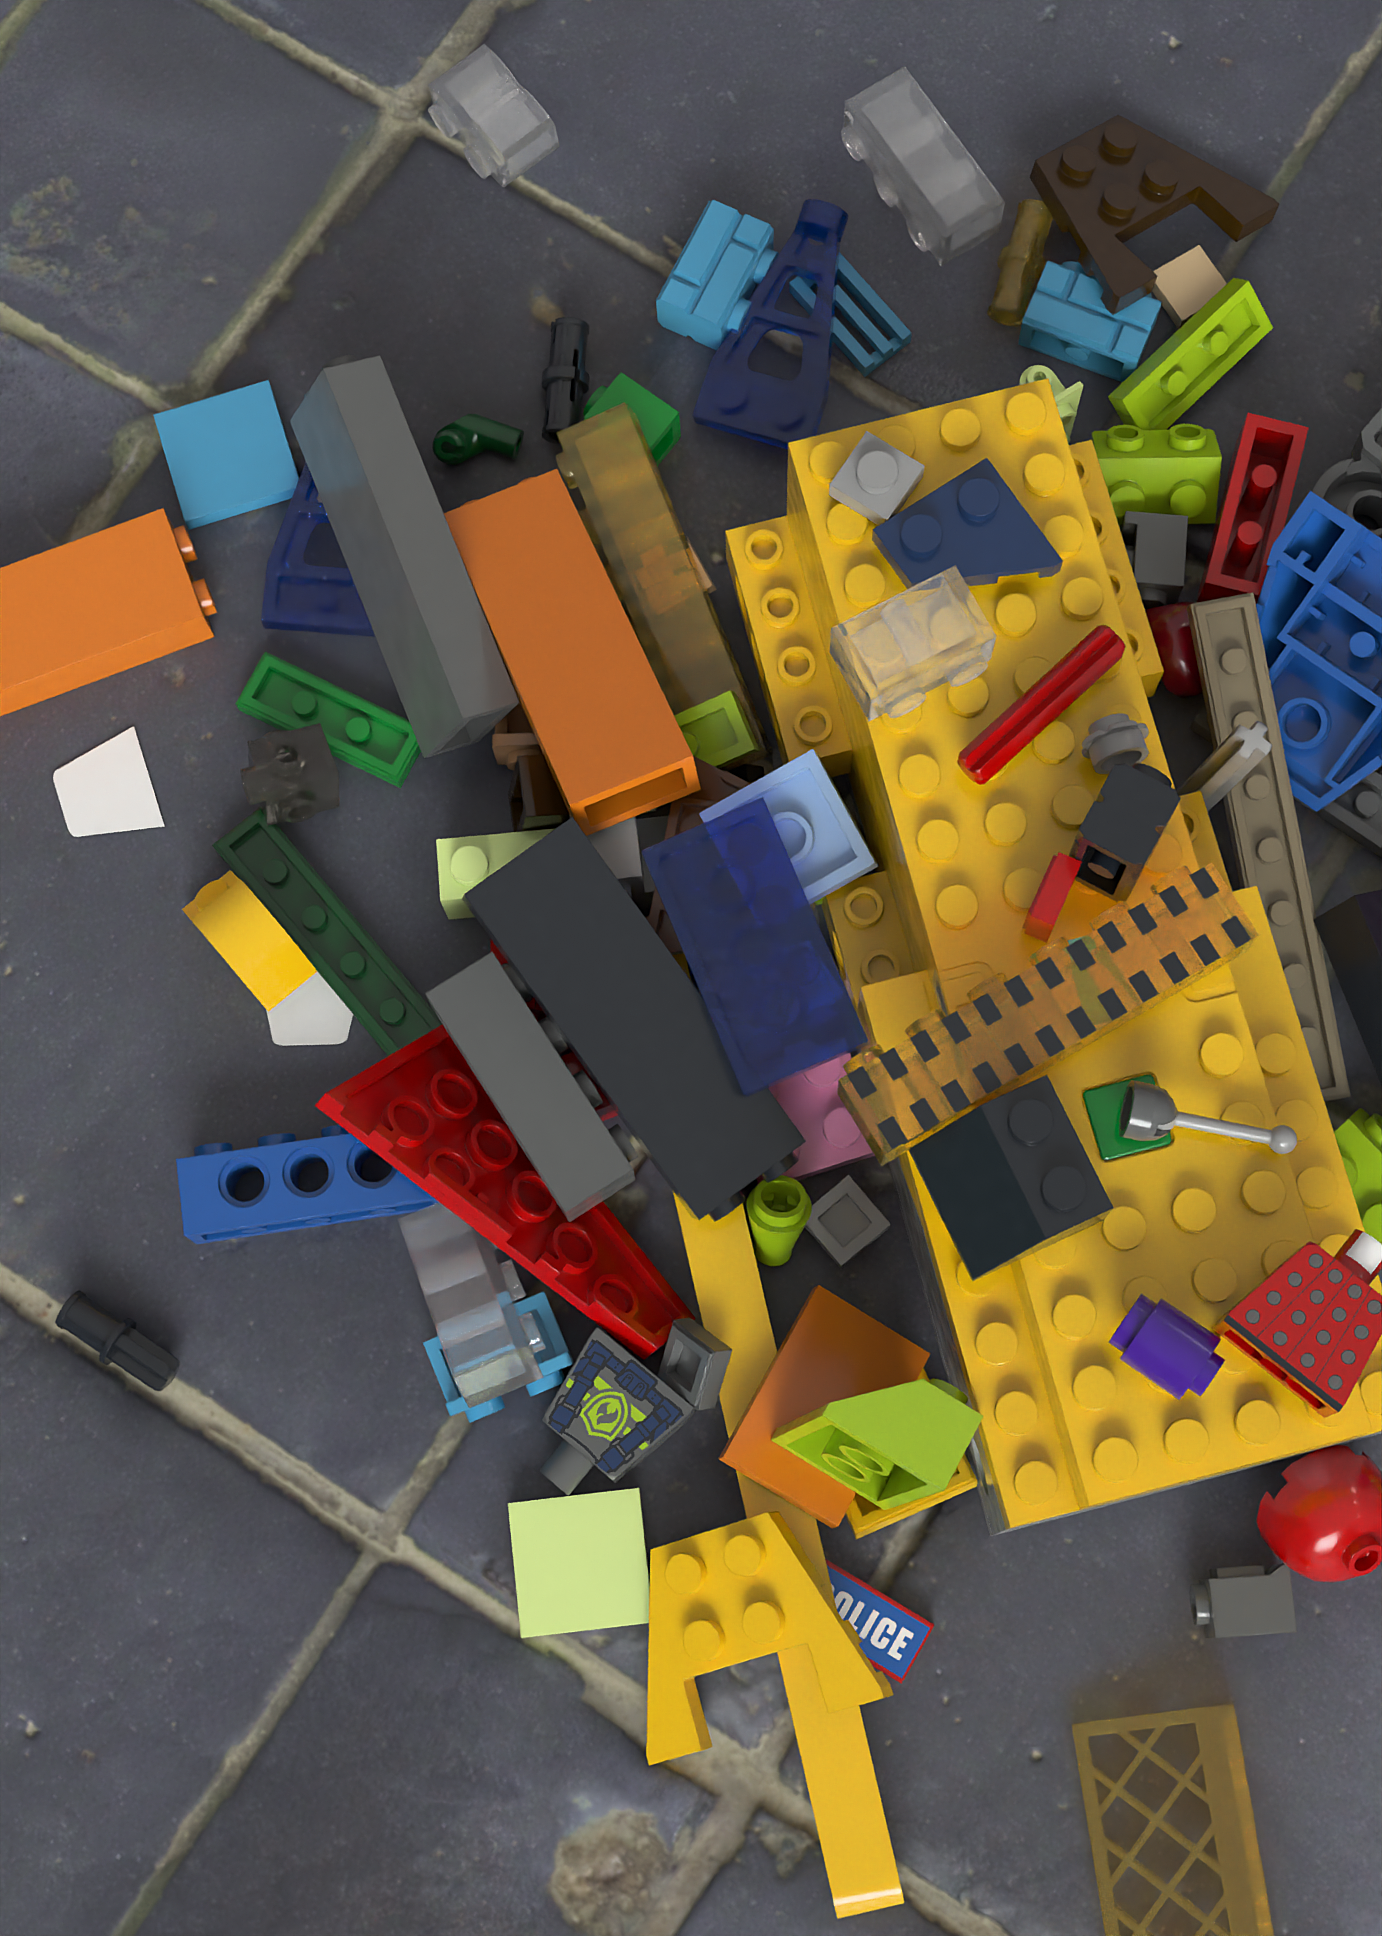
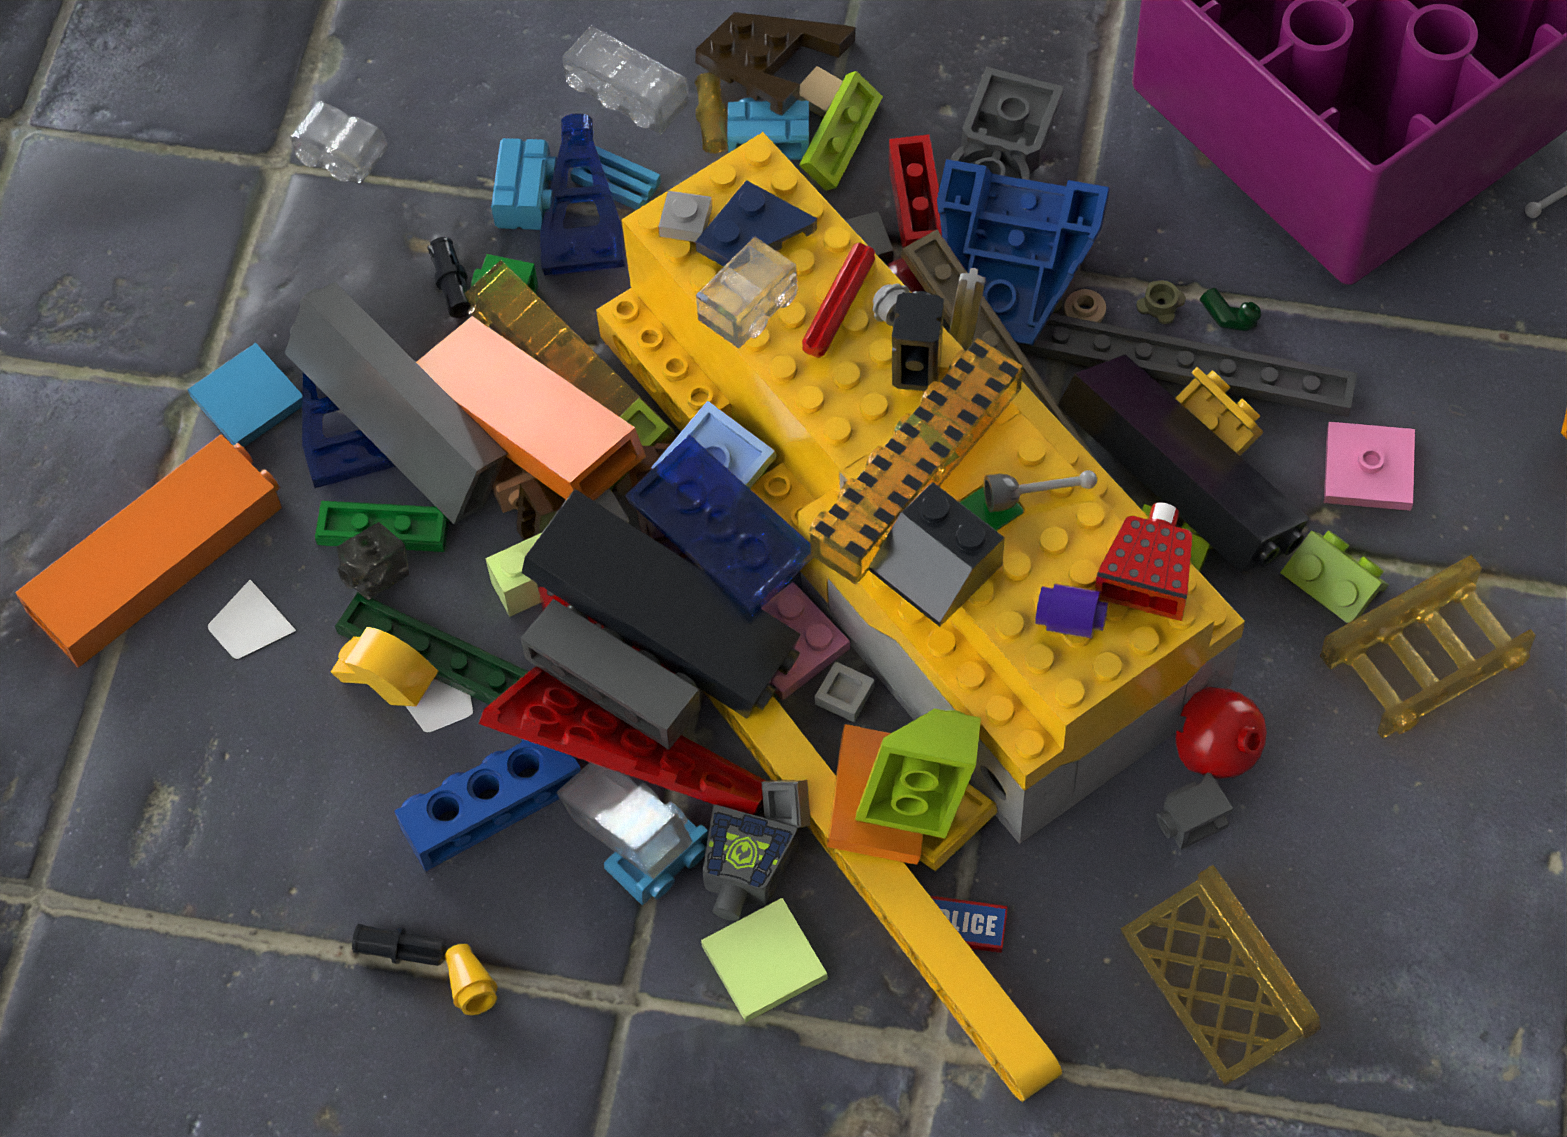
camera: 25 degrees left, 15 degrees down
(187, 1432) = (470, 982): none -> yellow cone
(474, 435) = (406, 327): dark green arm -> none
(733, 1601) = (871, 933): yellow wing -> none
(777, 1218) = (801, 698): lime cone -> none
(1051, 896) = (891, 395): red tile -> none
(1161, 470) = (857, 191): lime bracket -> none

